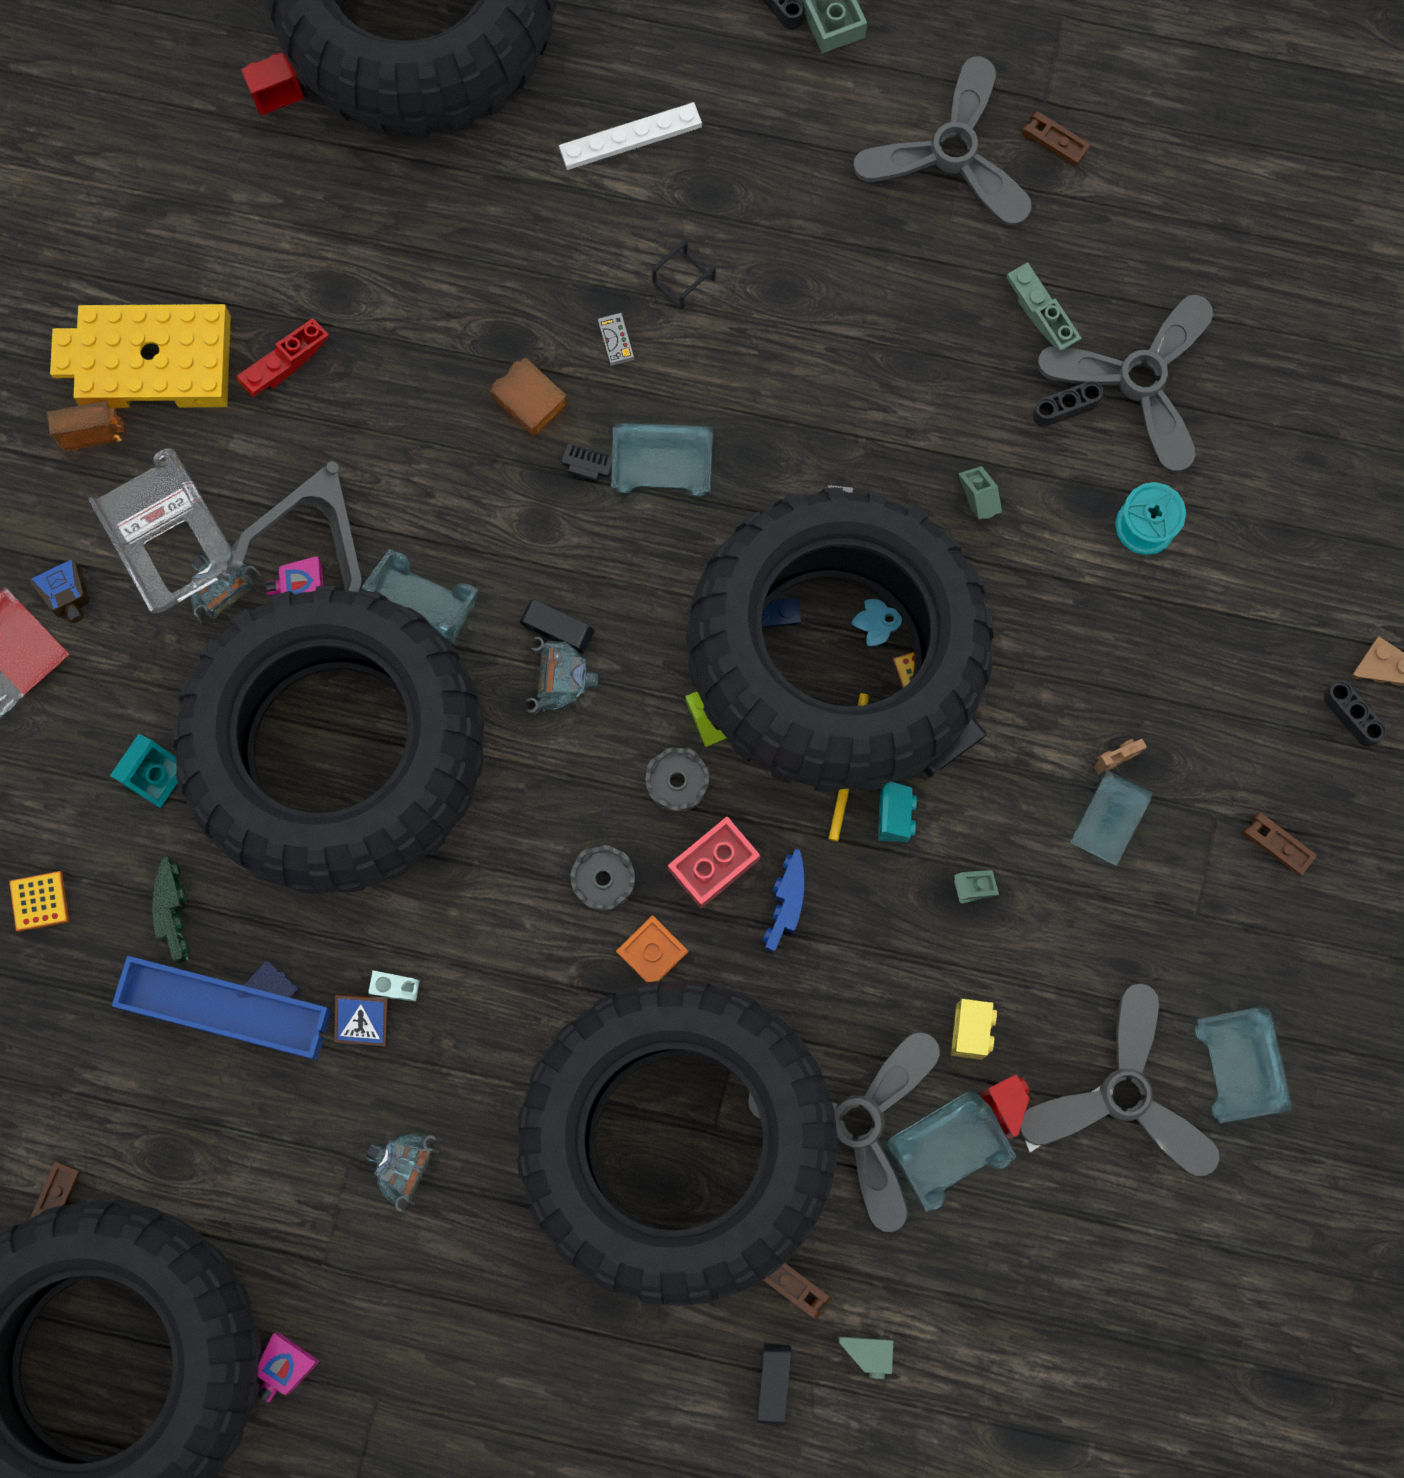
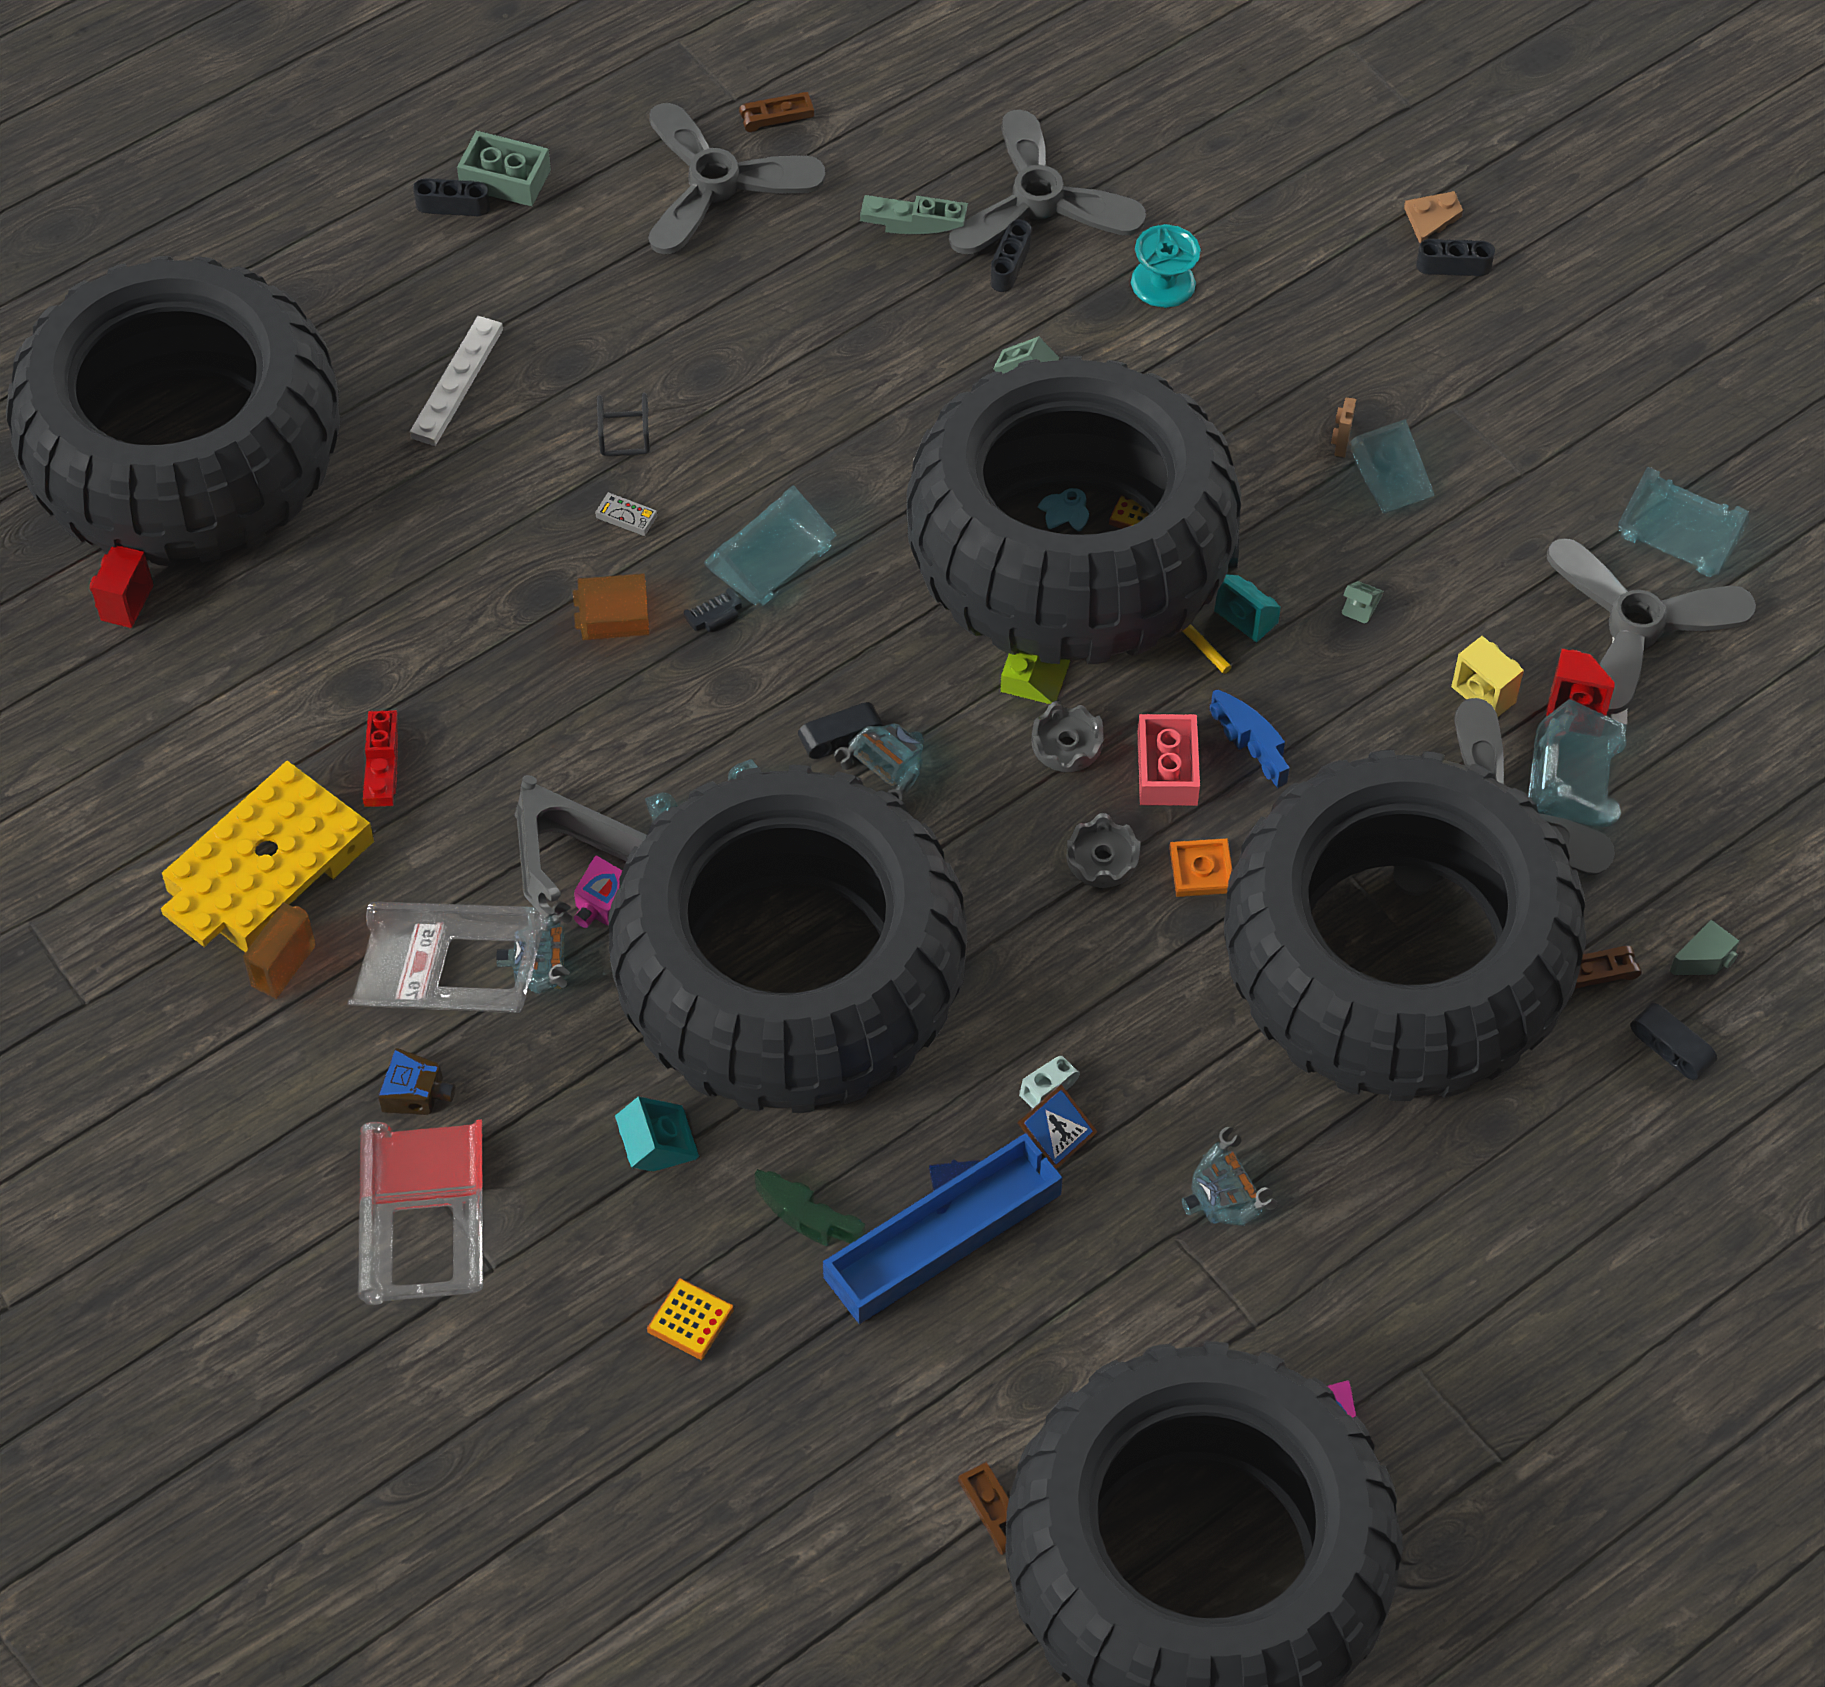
camera: 50 degrees left, 20 degrees down
(1280, 844) = (1517, 378): reddish brown plate -> none

